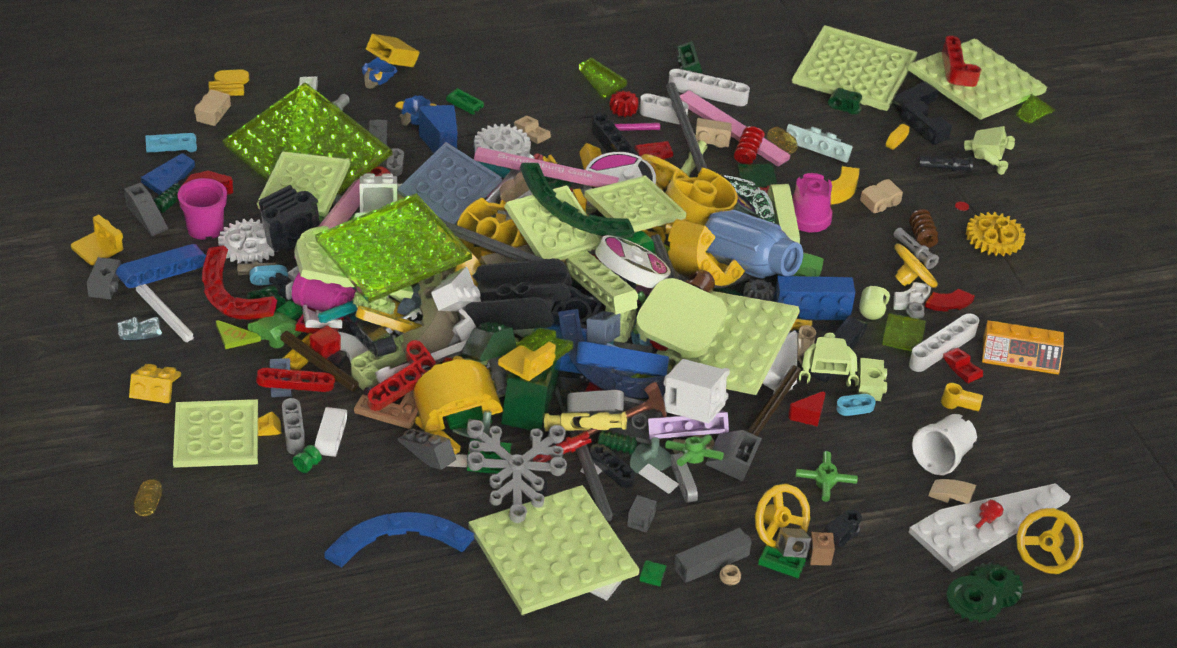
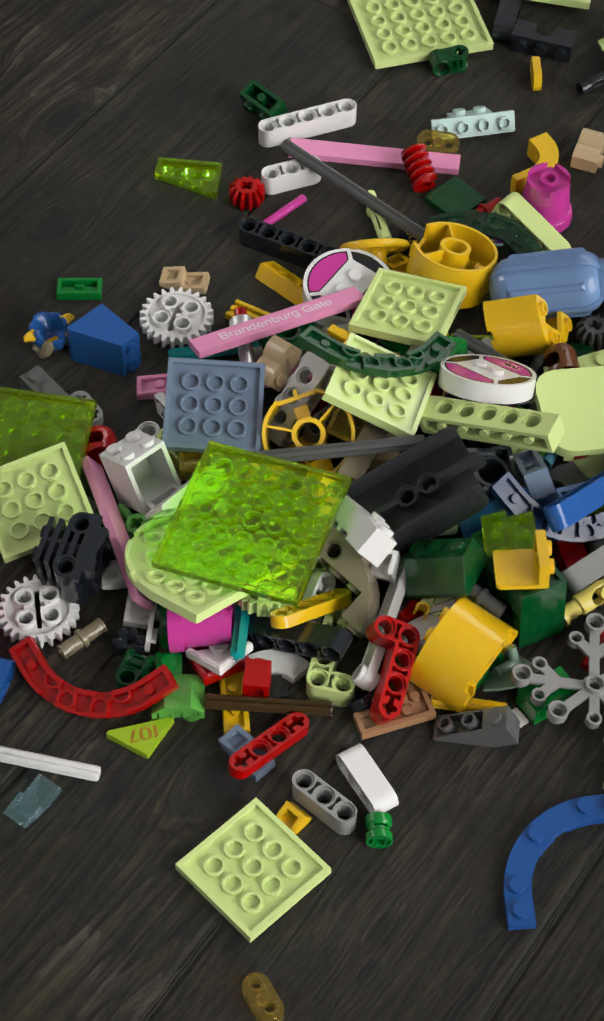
camera: 35 degrees left, 10 degrees up
(153, 383) = (124, 856): yellow bracket -> none
(261, 274) = (101, 640): medium azure plate -> none
(660, 149) = (331, 230): red tile -> none
(713, 132) = (370, 172): tan brick -> none

